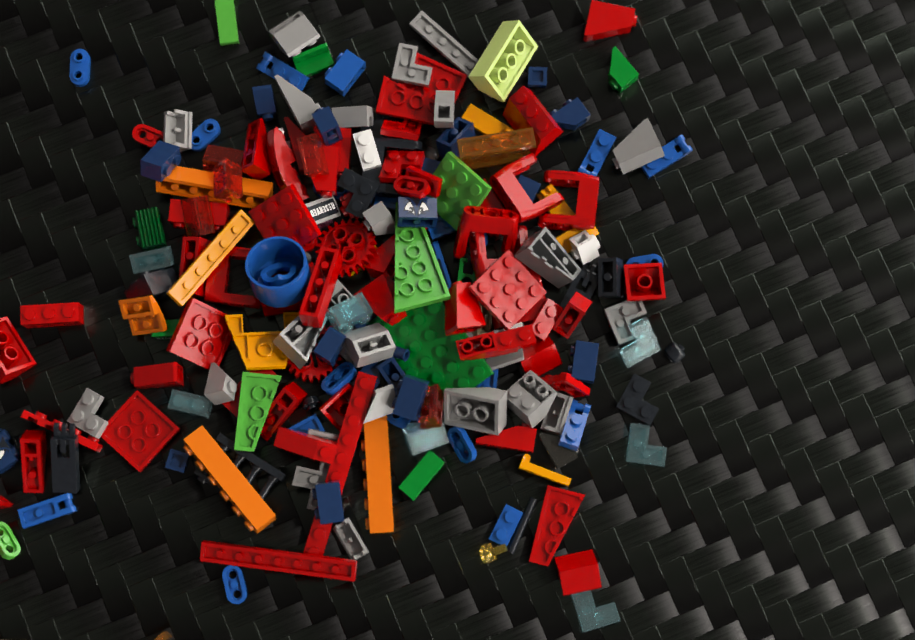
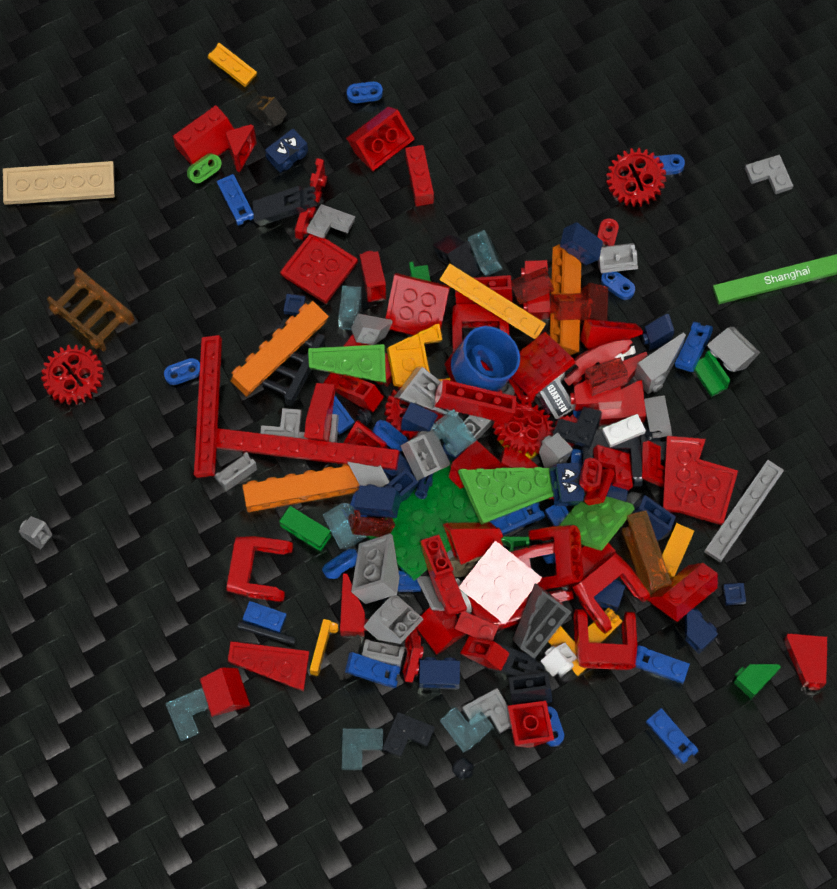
camera: 85 degrees right, 10 degrees down
(33, 460) = (280, 180): red slope -> none
(87, 81) = (620, 184): none -> red gear
(143, 315) = (429, 252): orange slope -> none
(149, 228) = (515, 248): dark green brick -> none
(327, 125) = (640, 387): dark blue slope -> none
(329, 502) = (267, 440): dark blue brick -> none
(344, 72) = (703, 404): blue brick -> none
(406, 70) = (716, 460): light grey plate -> none
(444, 109) = (678, 497): light grey slope -> none
(451, 542) = (242, 564): none -> red connector
(489, 553) = (236, 601): clear yellow plate -> none
(503, 60) = (744, 555): yellowish green slope -> none
(638, 148) = (674, 703): light grey slope -> none

